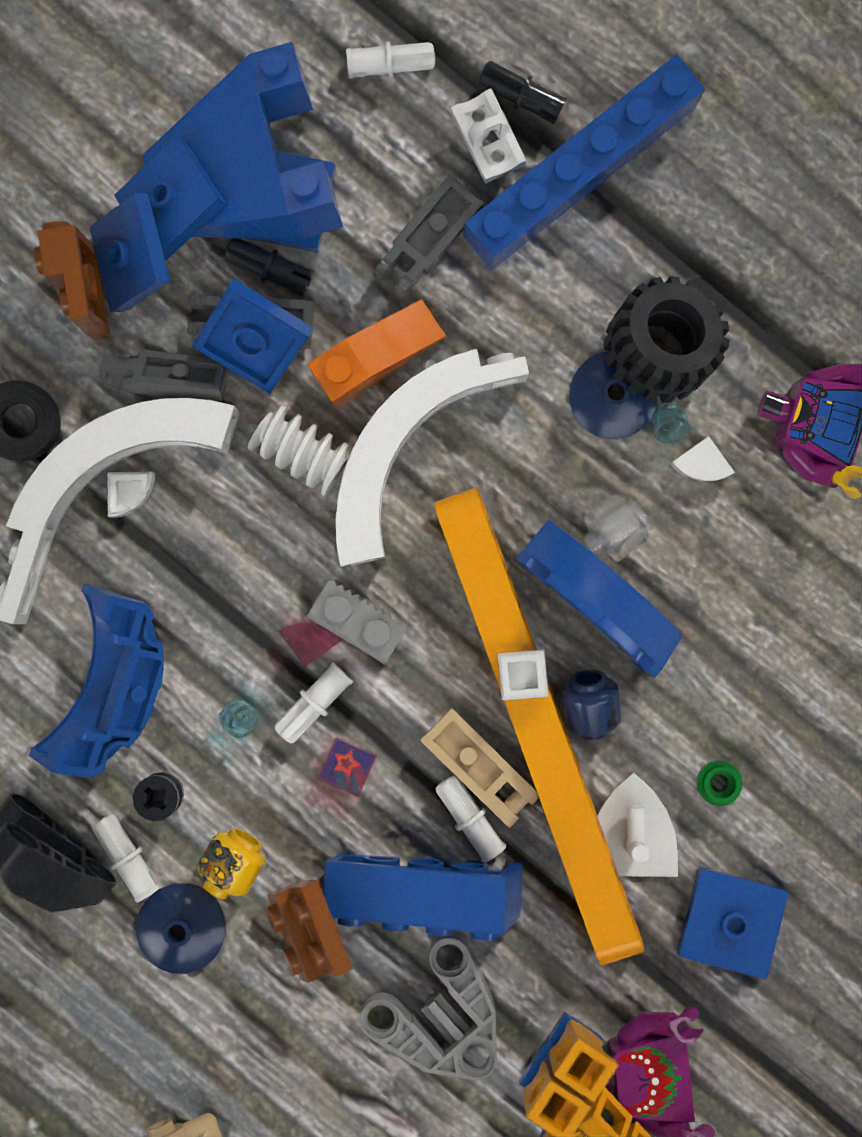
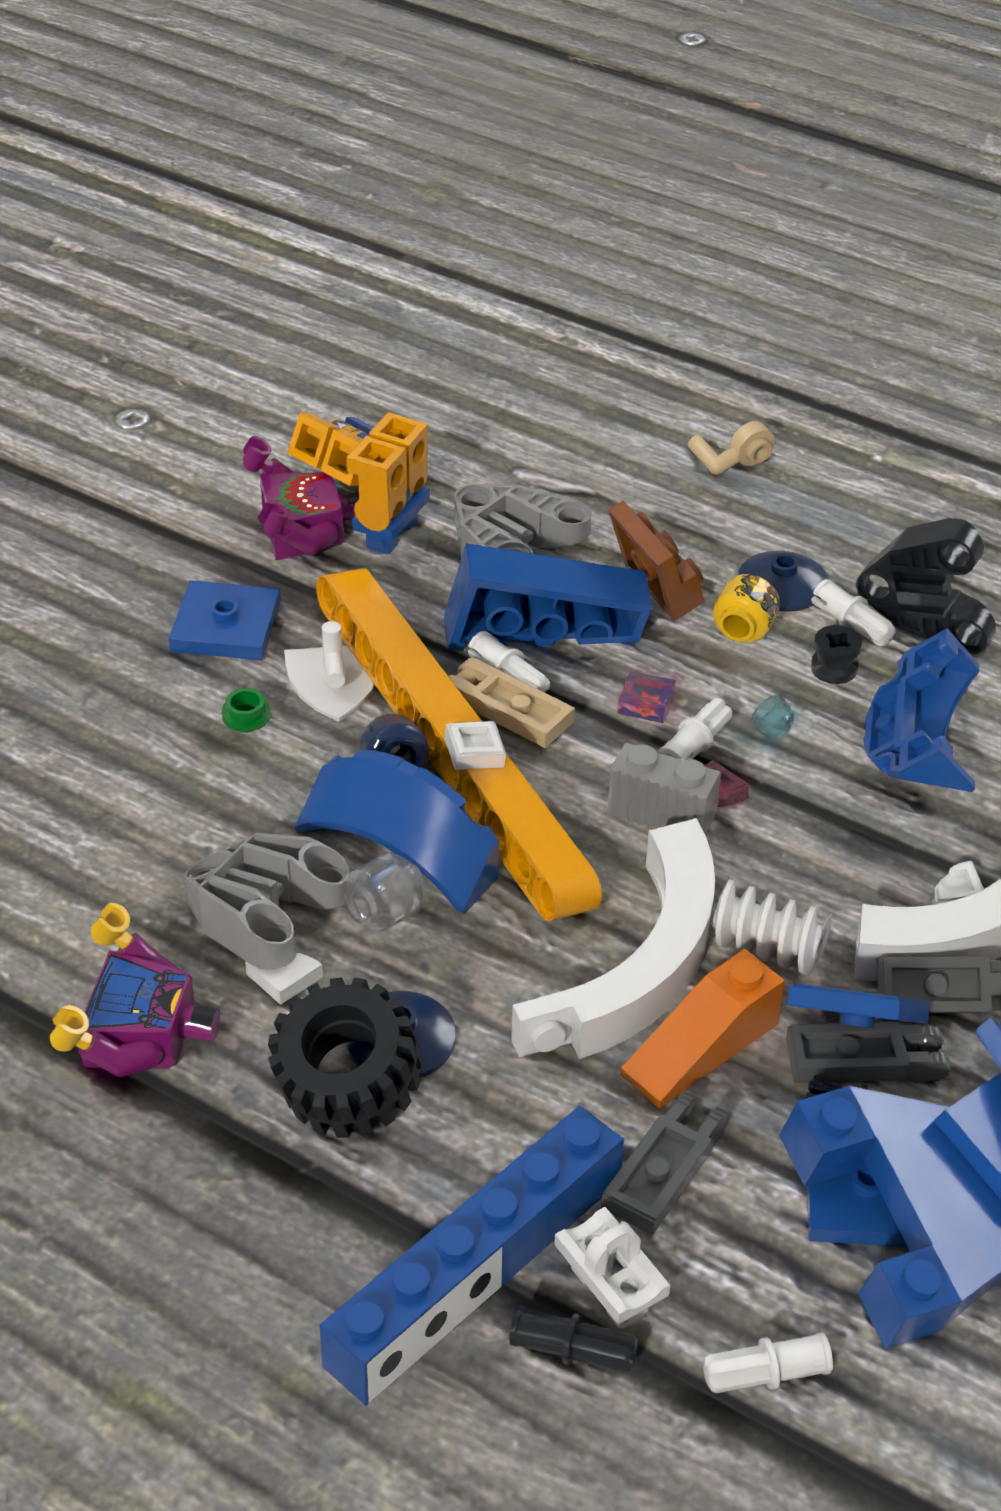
camera: 175 degrees right, 45 degrees down
(746, 506) = (241, 886): none -> light grey connector

